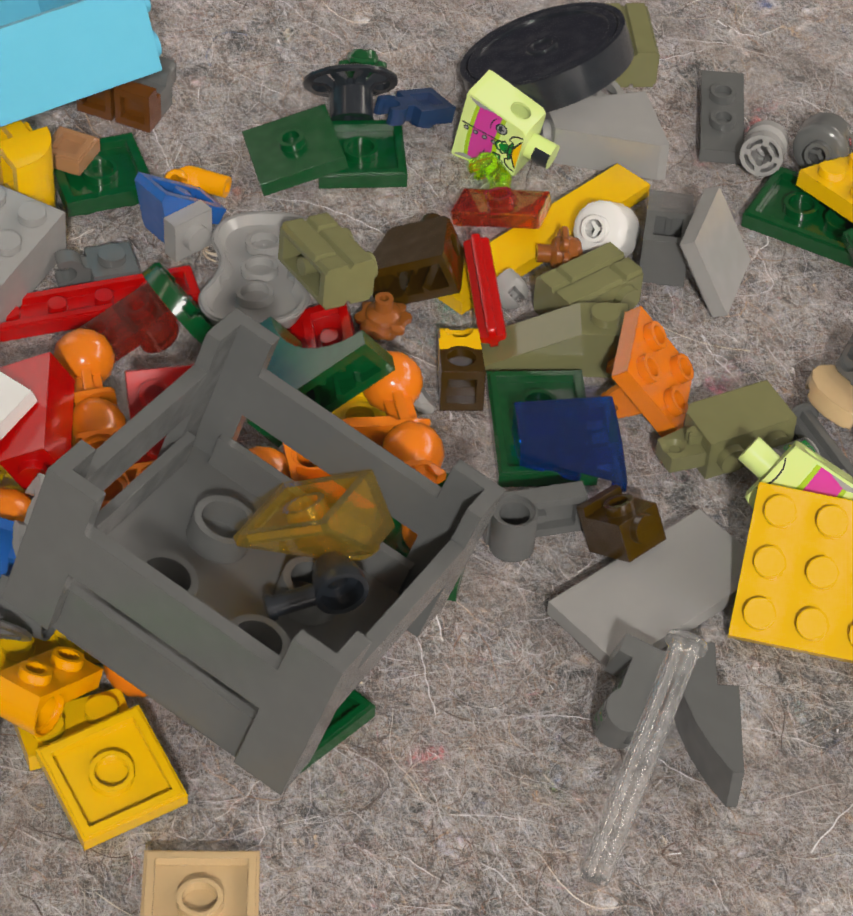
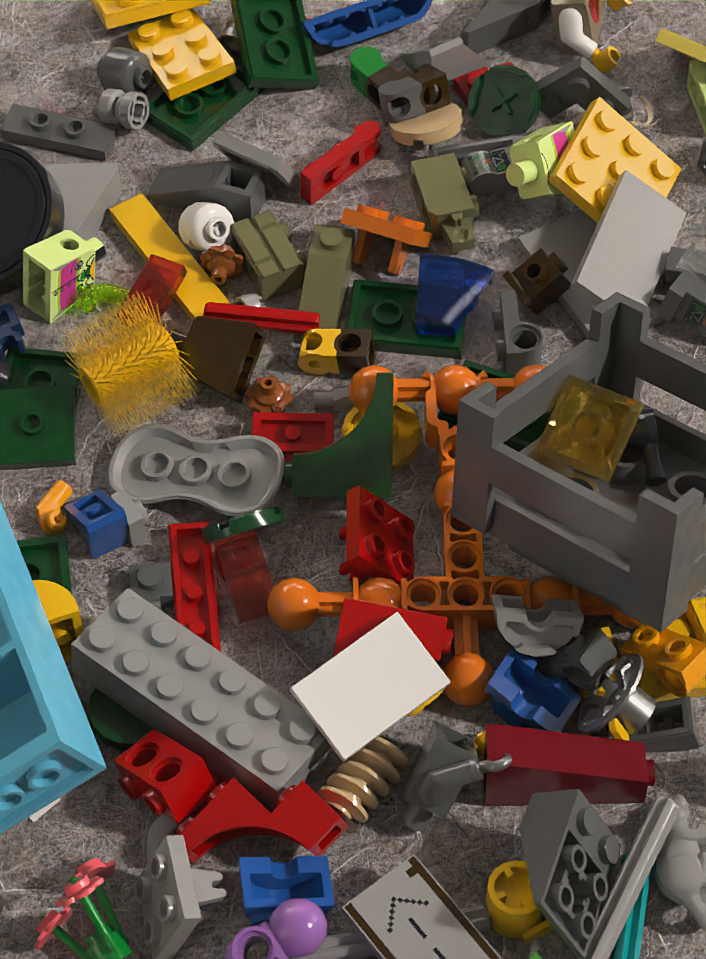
camera: 75 degrees left, 10 degrees up
(327, 260) = (226, 409): olive brick -> none
(364, 173) = (129, 364): none -> yellow piece
(720, 593) = (629, 243): none -> light grey tile
(759, 335) = (340, 162): none -> red hinge

